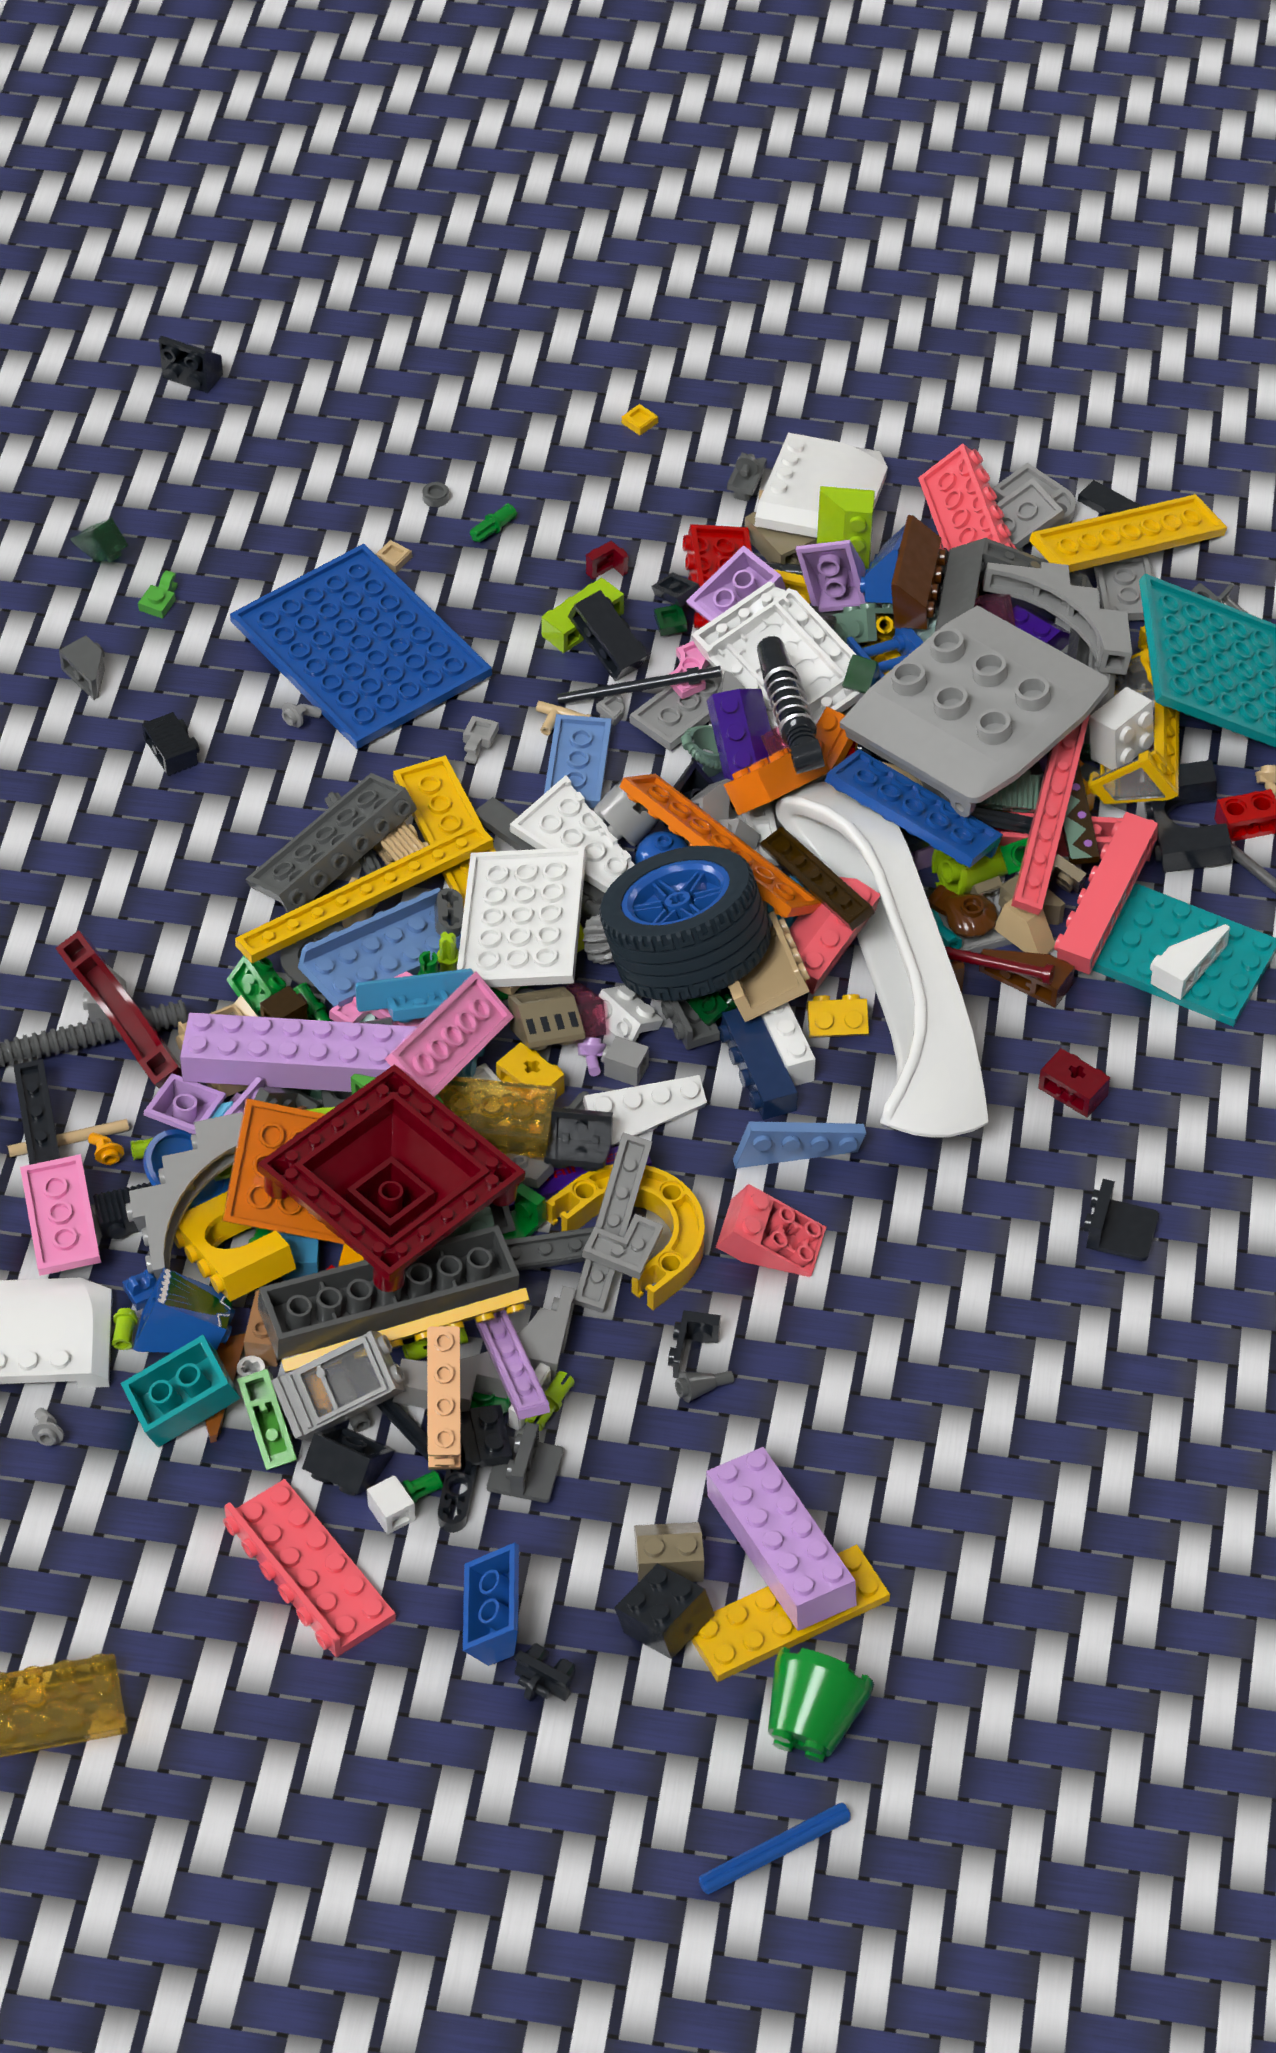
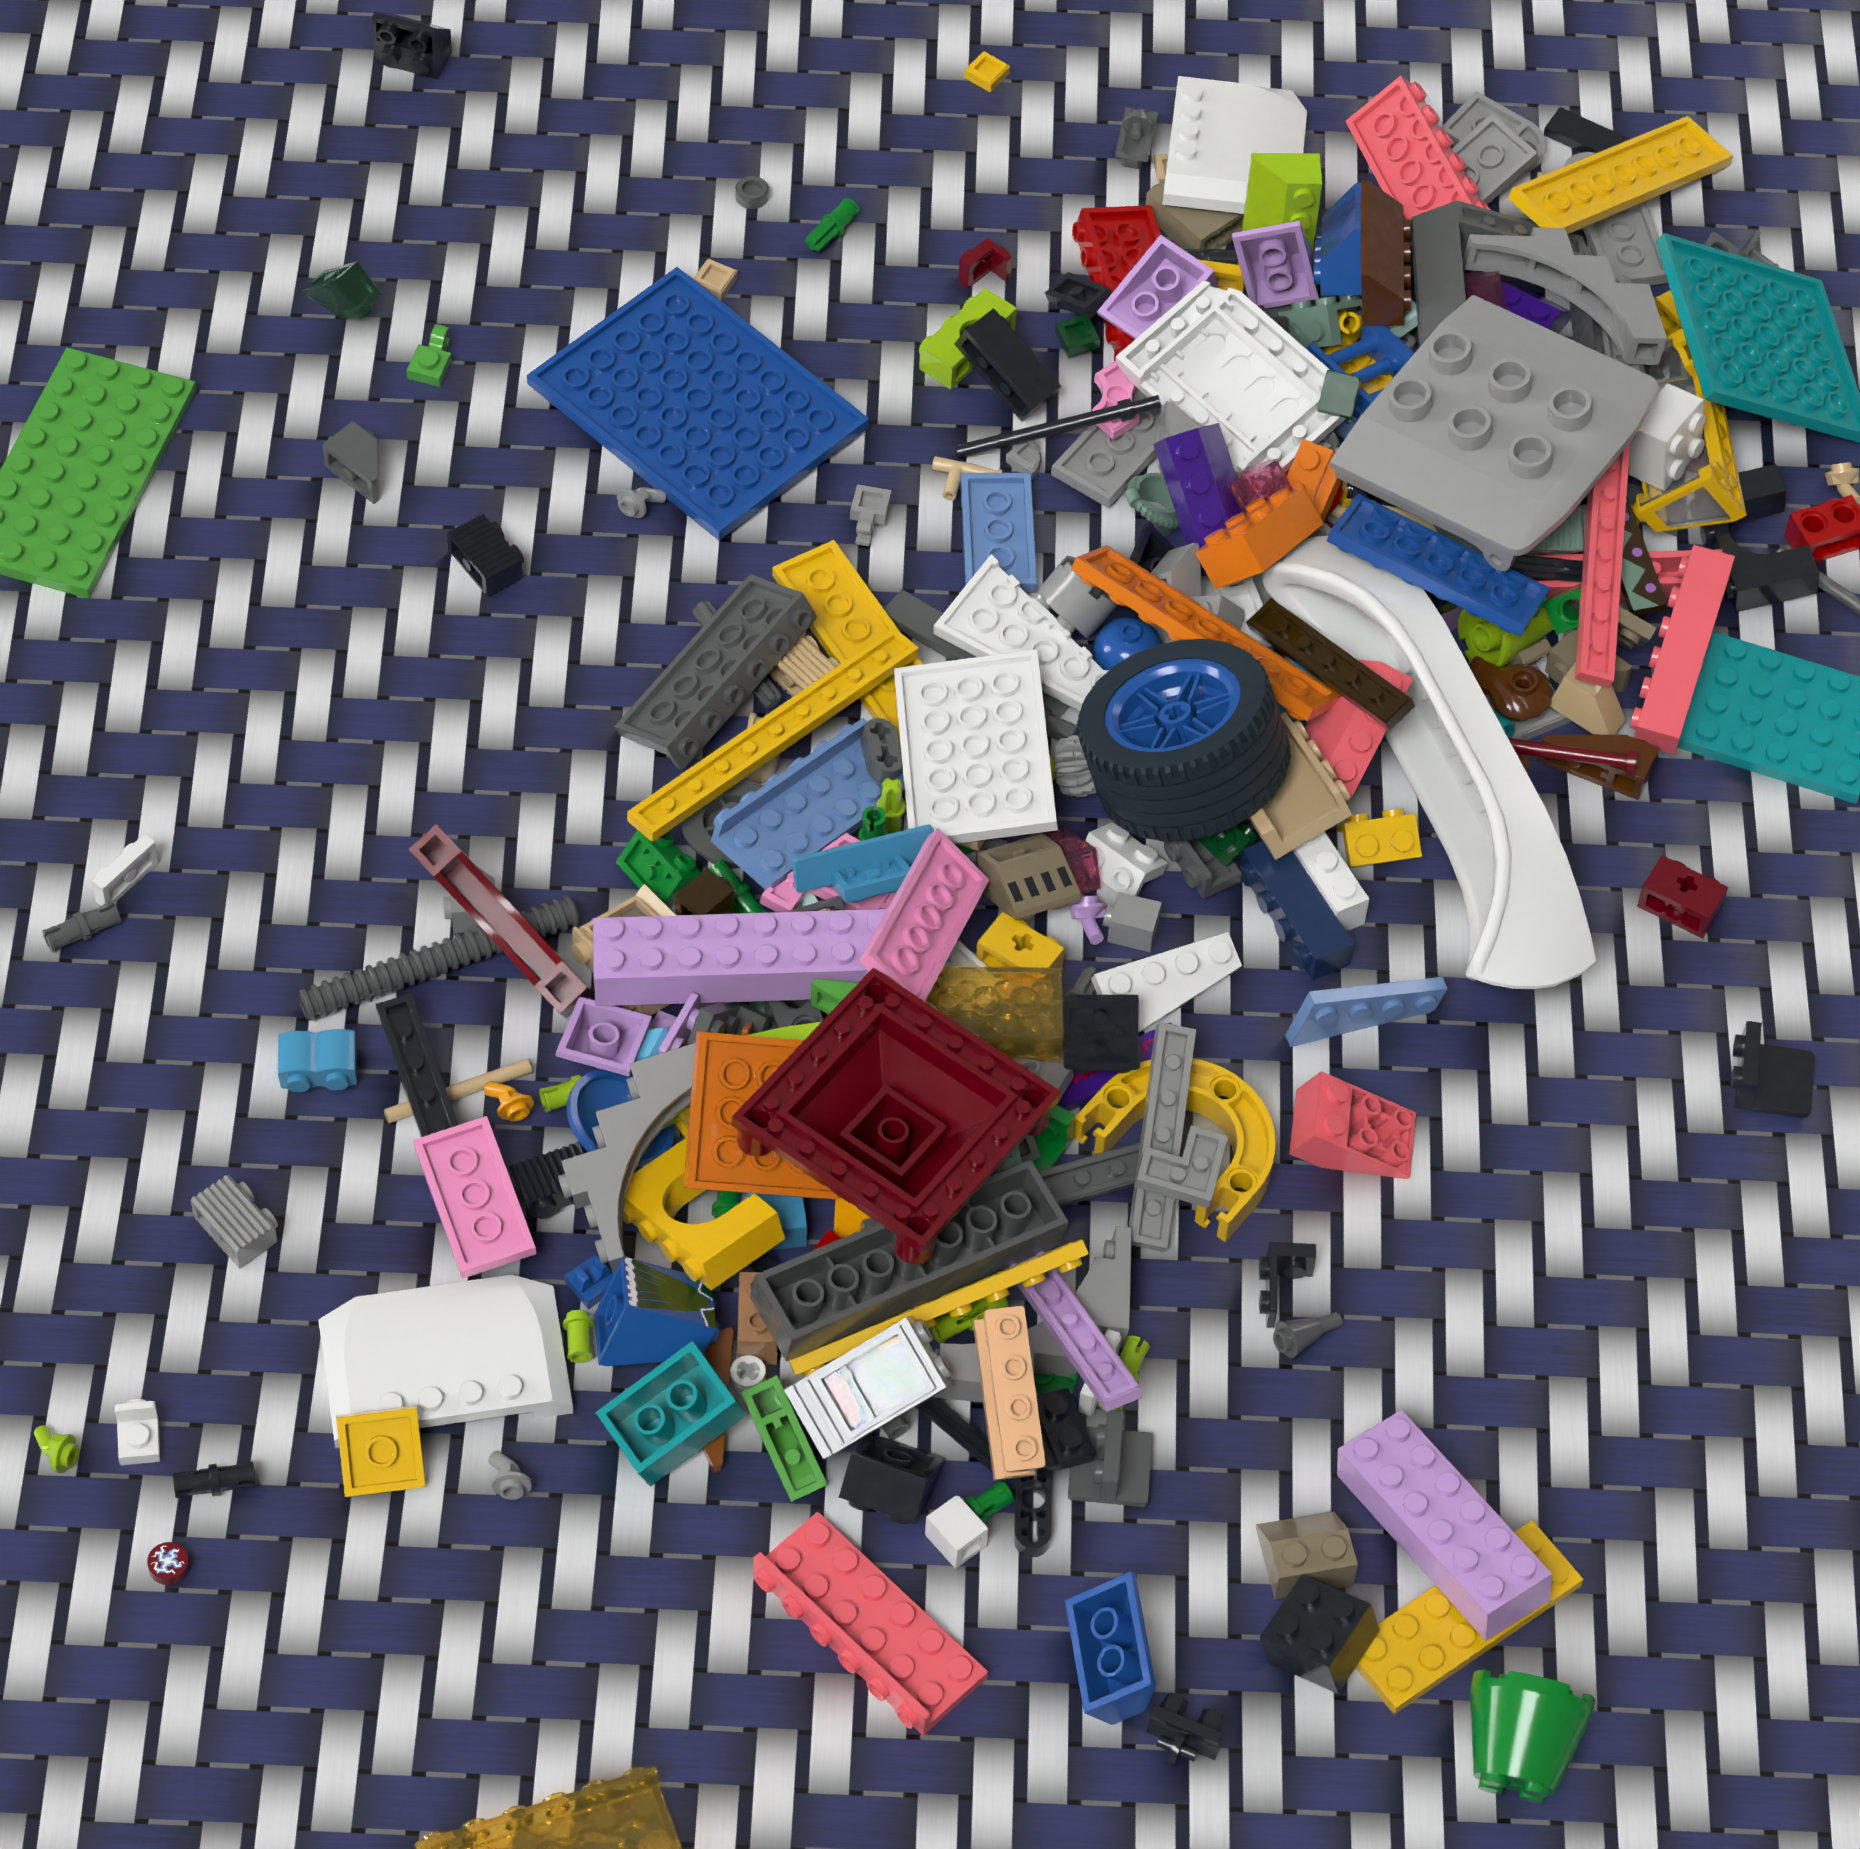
camera: 10 degrees left, 5 degrees up
(796, 719) = (1251, 416): black piece -> none
(1186, 961) = (1791, 729): white slope -> none

